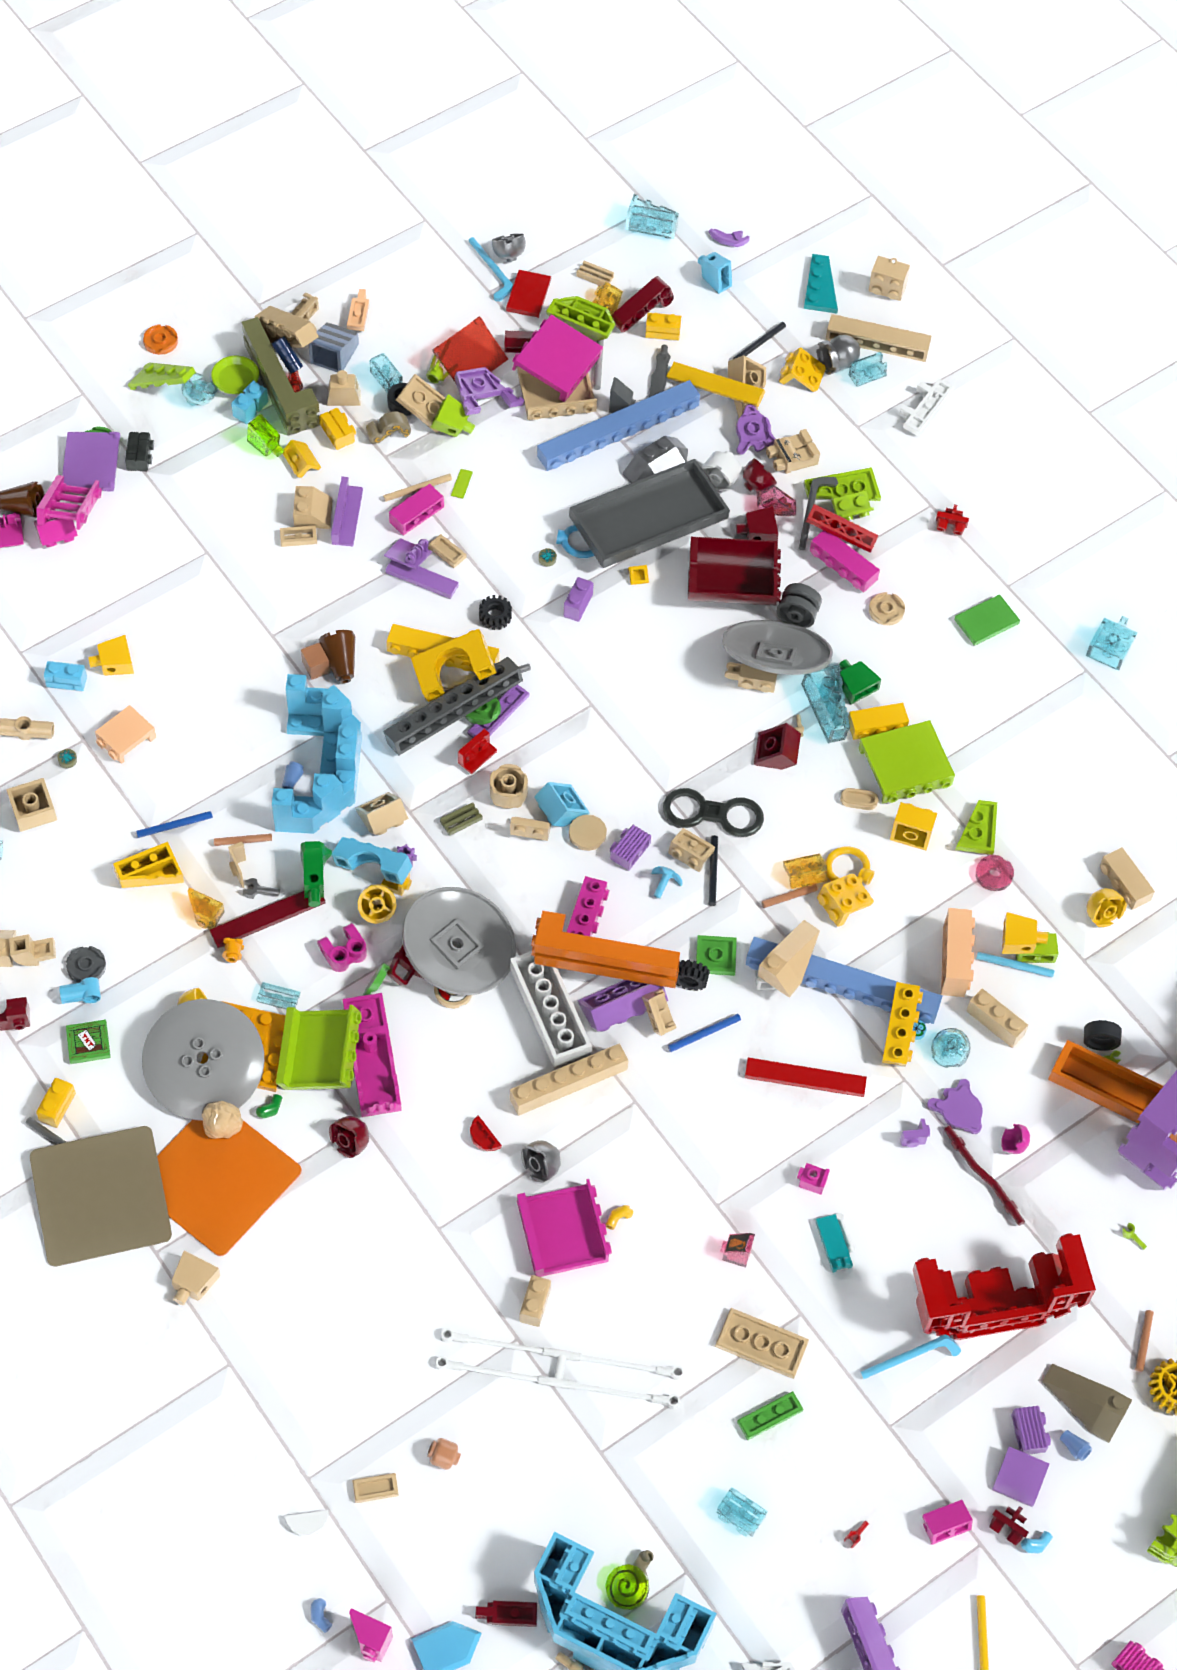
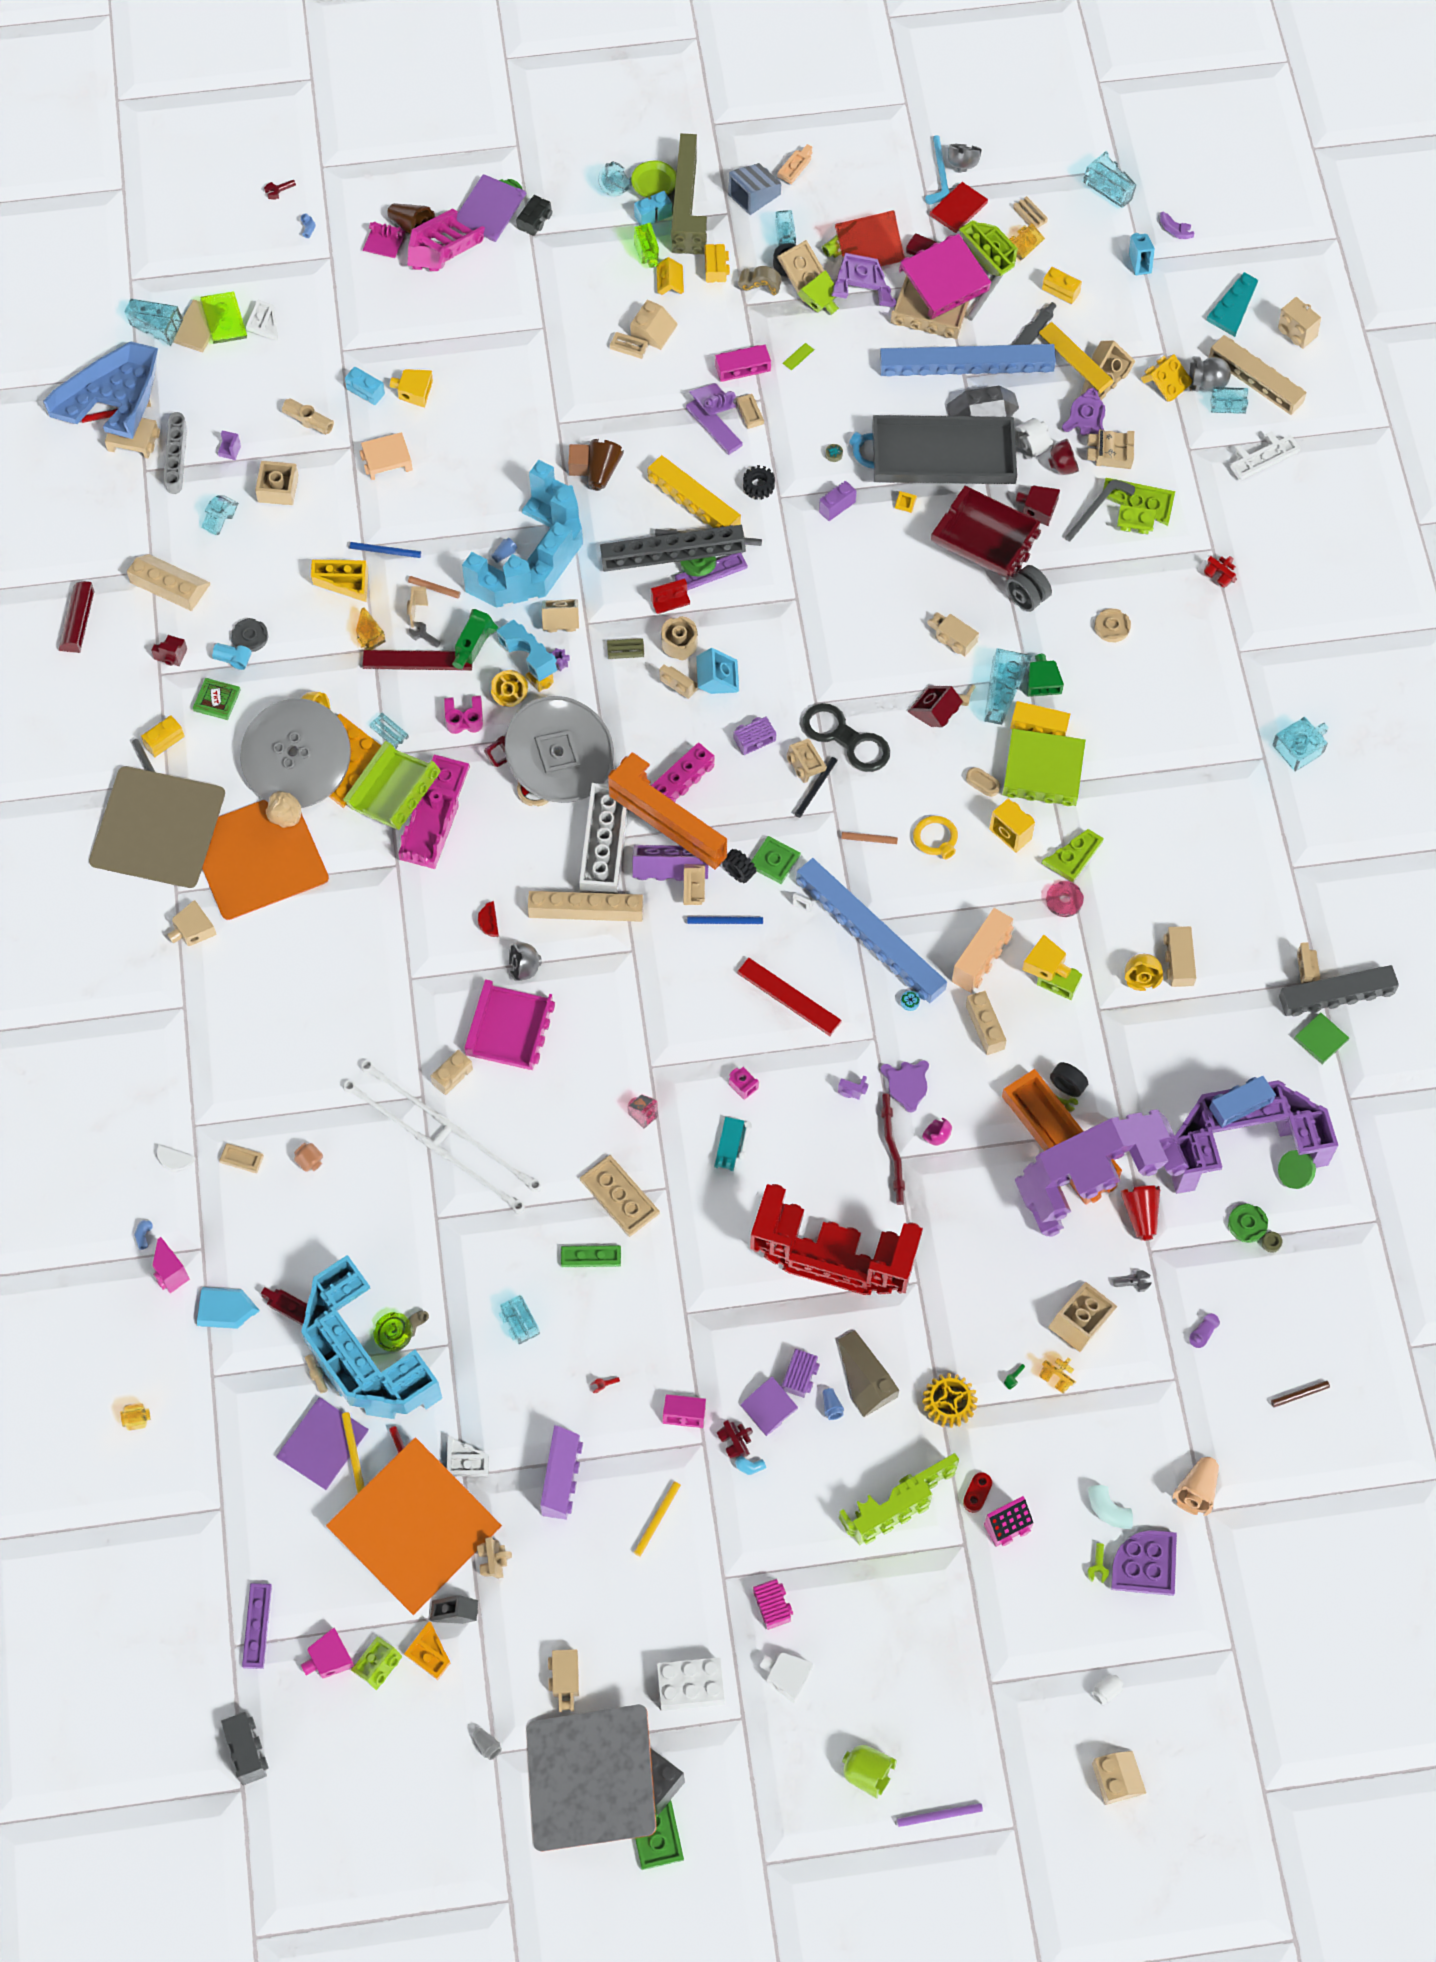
camera: 30 degrees right, 5 degrees up
(30, 952) = (207, 604): tan brick -> none
(67, 758) = (329, 456): tile -> none
(160, 339) = (610, 122): orange tile -> none
(160, 374) = (588, 153): lime wing -> none
(232, 949) = (372, 675): light orange brick -> none
(270, 1109) = (330, 819): green arm -> none
(281, 323) = (716, 154): tan wedge -> none
(287, 354) = (704, 178): dark blue axle -> none
(295, 381) = (702, 206): clear red cone -> none
(307, 307) = (747, 146): tan hinge -> none
(343, 390) = (740, 230): tan torso -> none
(346, 513) = (680, 341): medium lavender panel -> none
(350, 1135) = (380, 869): dark red cylinder -> none
(377, 979) = (473, 751): bright green tile -> none
(399, 493) = (749, 343): tan bar -> none
(429, 663) = (671, 502): yellow arch -> none
(587, 832) = (726, 707): tan tile -> none
(616, 1214) = (560, 1035): yellow arm -> none
(620, 396) = (981, 333): dark grey slope -> none
(643, 301) = (1054, 255): dark red beam -> none
(667, 874) = (771, 772): medium azure plant -> none
(761, 340) = (1148, 334): black bar -> none
(777, 647) = (983, 616): light grey dish -> none
(779, 500) = (1070, 487): clear pink slope -> none
(789, 959) = (828, 890): tan wedge -> none
(806, 870) = (895, 822): clear yellow bracket -> none
(842, 528) = (1110, 535): red fence -> none
(843, 898) = (914, 859): yellow bracket -> none
(844, 560) = (1097, 565): dark pink brick -> none
(901, 1023) = (894, 989): yellow brick -> none
(943, 1340) = (769, 1265): medium azure piece -> none
(950, 1048) = (930, 1029): clear light blue cylinder -> none
(987, 620) = (1199, 674): bright green tile -> none
(1015, 964) = (1033, 985): medium azure bar -> none
(1128, 1235) = (992, 1259): lime hand -> none
(1145, 1335) = (946, 1350): nougat bar -> none

